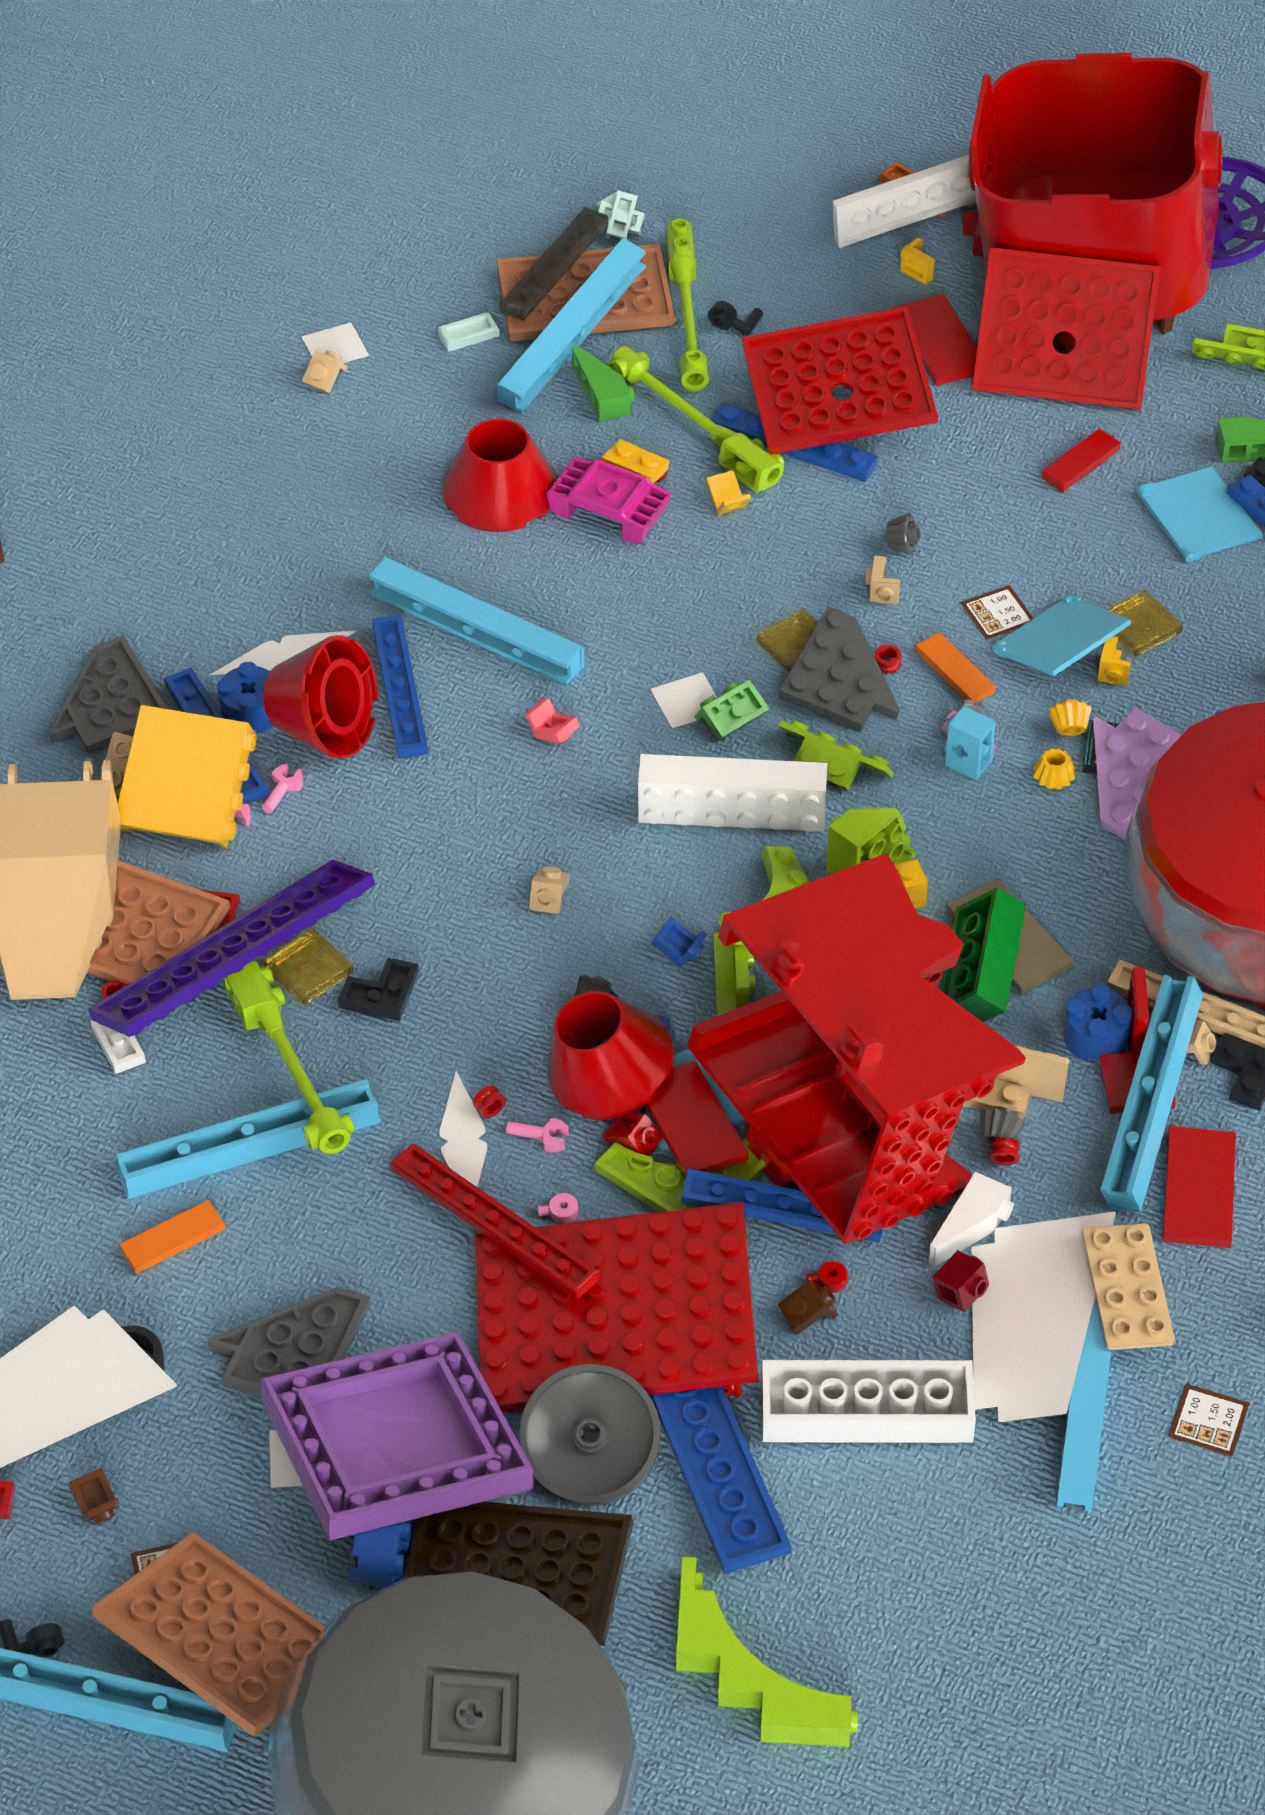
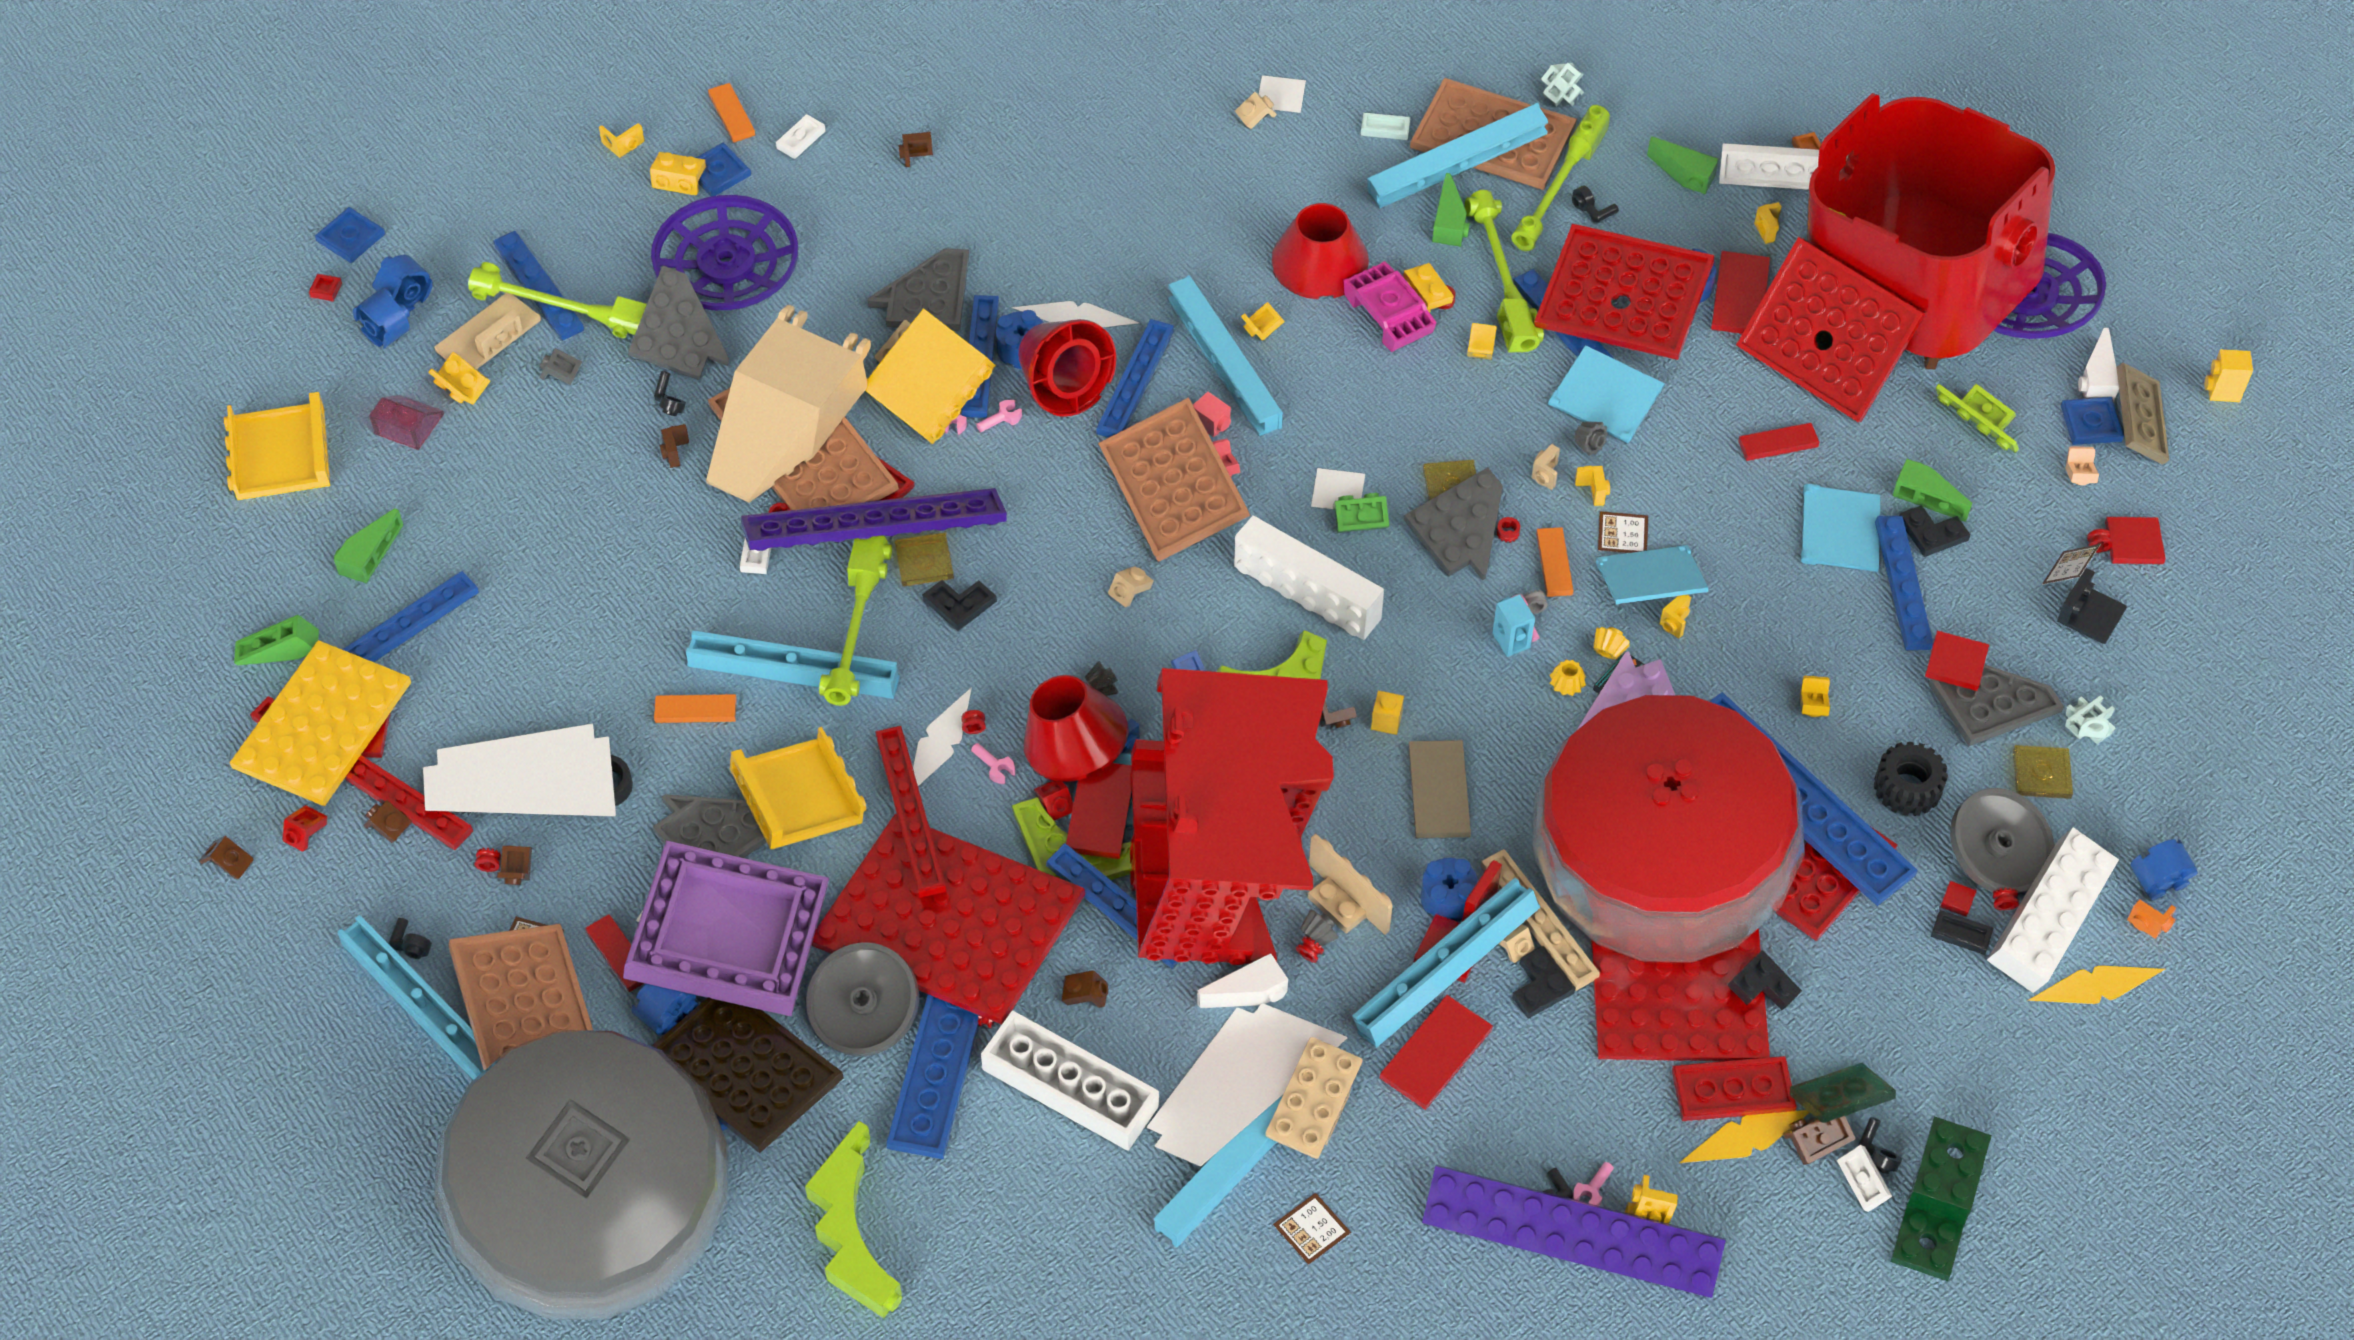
camera: 30 degrees right, 5 degrees up
(58, 1508) = (487, 860): none -> red bush
(278, 1529) = (613, 947): none -> red tile
(357, 1260) = (798, 791): none -> yellow panel
(490, 570) = (1262, 322): none -> yellow bracket
(506, 684) = (1213, 413): none -> coral brick
(520, 762) = (1174, 479): none -> nougat plate
(553, 264) = (1480, 100): clear smoke plate -> none
(562, 1208) = (969, 826): bright pink piece -> none
(796, 243) = (1685, 165): none -> bright green slope
(832, 1275) = (1118, 976): red piece -> none
(840, 760) = (1404, 586): lime bracket -> none
(865, 835) = (1369, 666): lime wedge -> none
(884, 485) = (1606, 392): none -> medium azure piece
(941, 574) = (1593, 477): none -> yellow bracket
(961, 1280) = (1204, 1028): dark red brick -> none
(985, 967) = (1399, 795): green slope -> none
(1149, 623) = (1727, 595): clear yellow tile -> none

